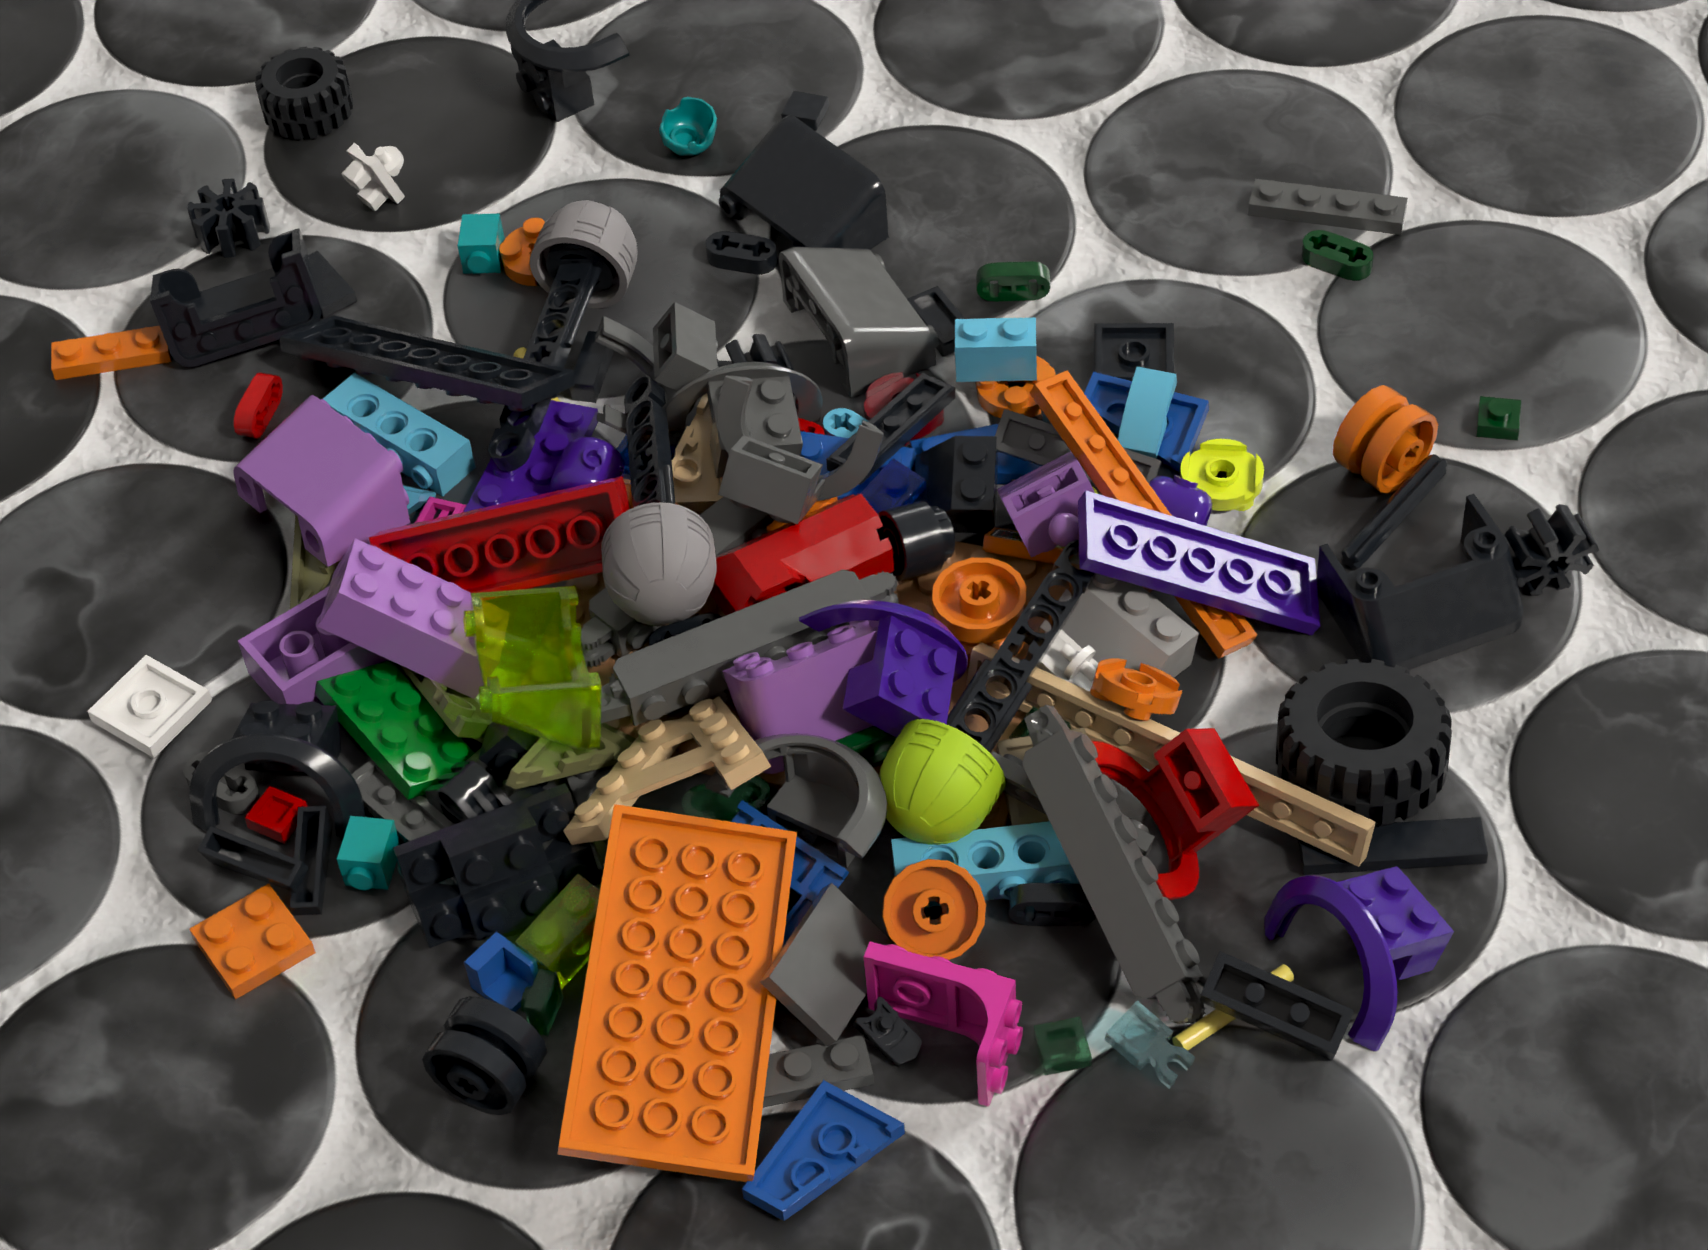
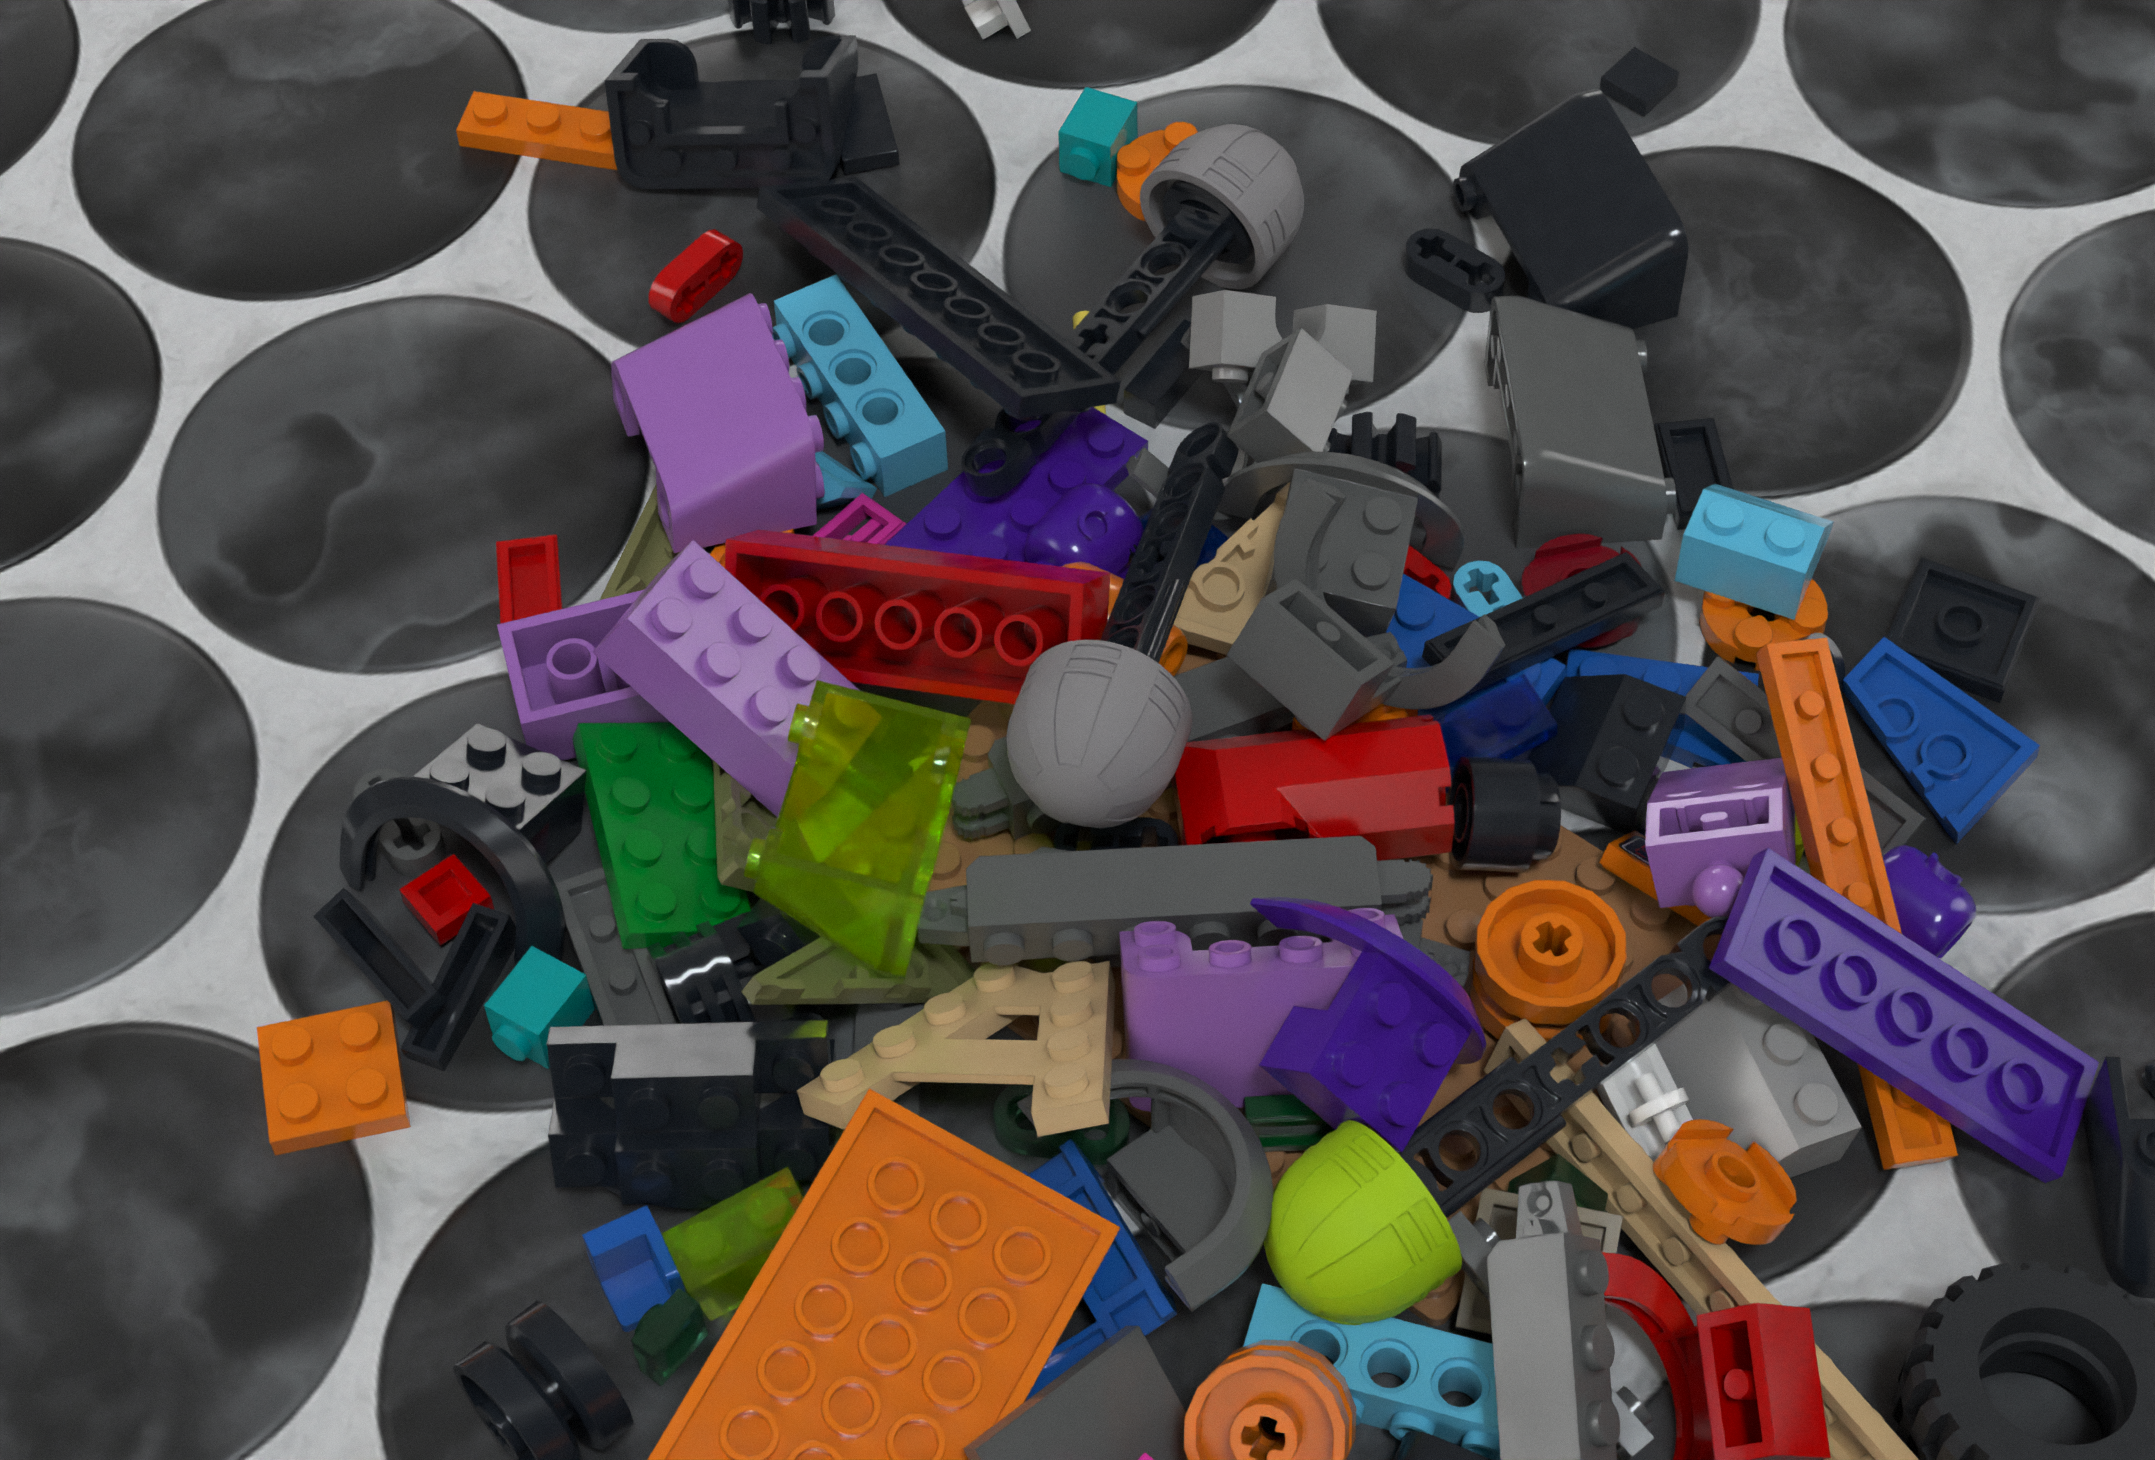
camera: 20 degrees right, 5 degrees up
(149, 706) = (357, 671): white plate -> none
(234, 616) = (528, 577): none -> red tile
(630, 318) = (1237, 327): none -> light grey arch
(689, 127) = (1459, 55): teal hair -> none
(1013, 281) = (1827, 449): dark green beam -> none
(1146, 411) = (1934, 732): medium azure slope -> none
(1242, 470) = (2046, 862): neon yellow plate -> none

